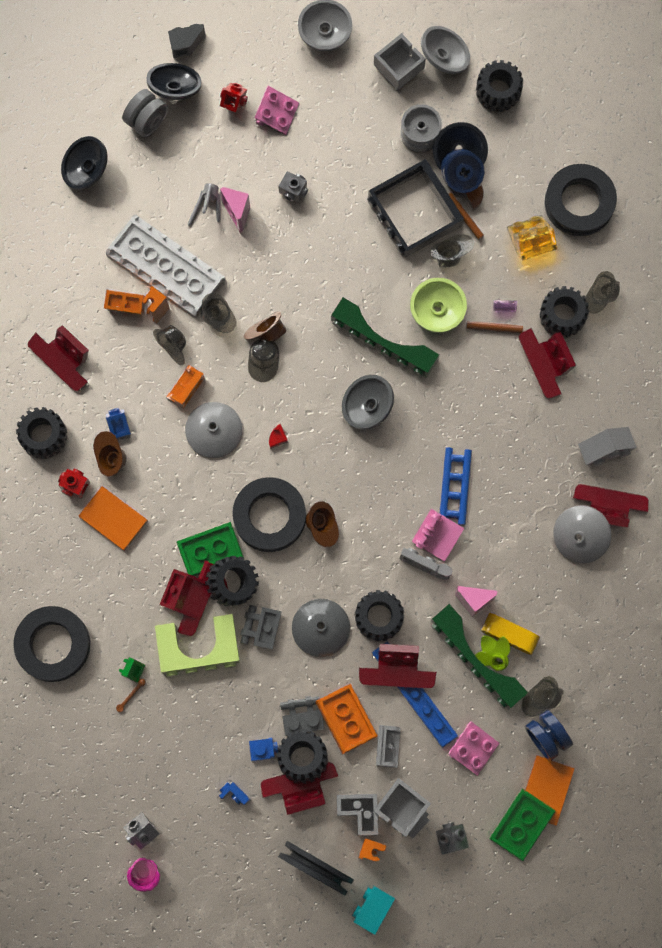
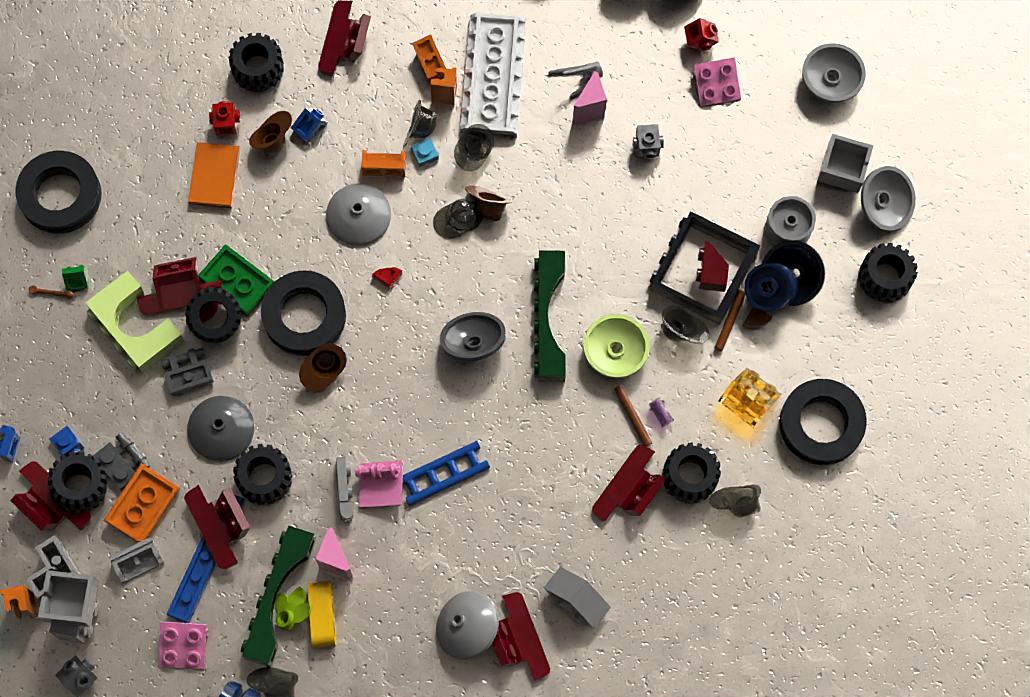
camera: 55 degrees right, 5 degrees down
(195, 352) = (424, 152): none -> medium azure plate
(424, 201) = (713, 270): none -> dark red slope

